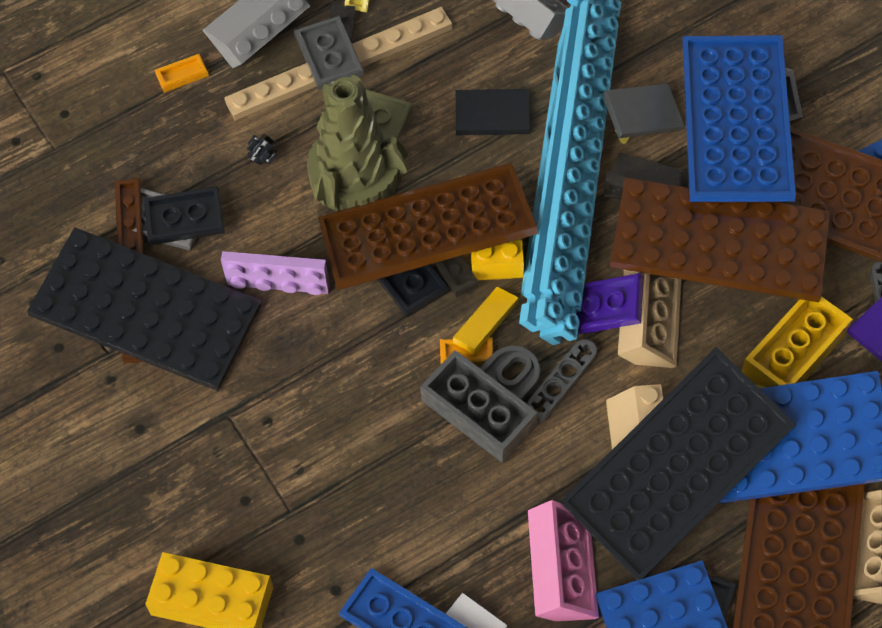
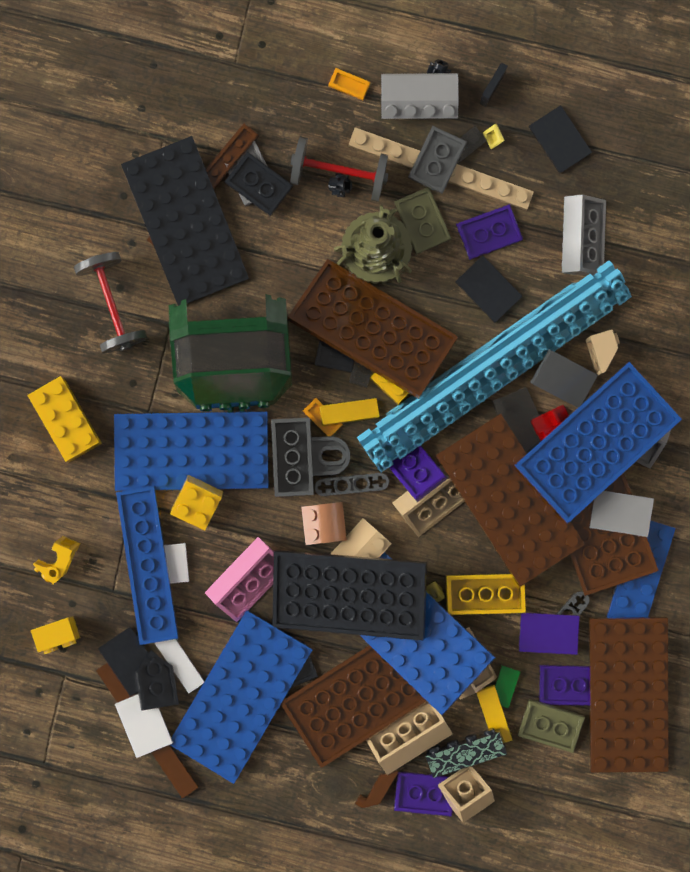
camera: 45 degrees right, 25 degrees up
(96, 415) = (98, 264): none -> dark grey piece
(275, 272) = (263, 269): lavender plate -> none
(290, 105) = (299, 161): none -> dark grey piece
(315, 366) = (231, 359): none -> dark green windscreen
(371, 504) = (212, 447): none -> blue plate
(431, 536) = (196, 502): none -> yellow brick
(439, 71) = (489, 232): none -> dark purple tile
(575, 438) = (324, 523): none -> nougat brick
(647, 58) = (602, 349): none -> tan slope
(673, 159) = (549, 421): none -> red panel
(829, 157) = (622, 513): none -> light grey tile

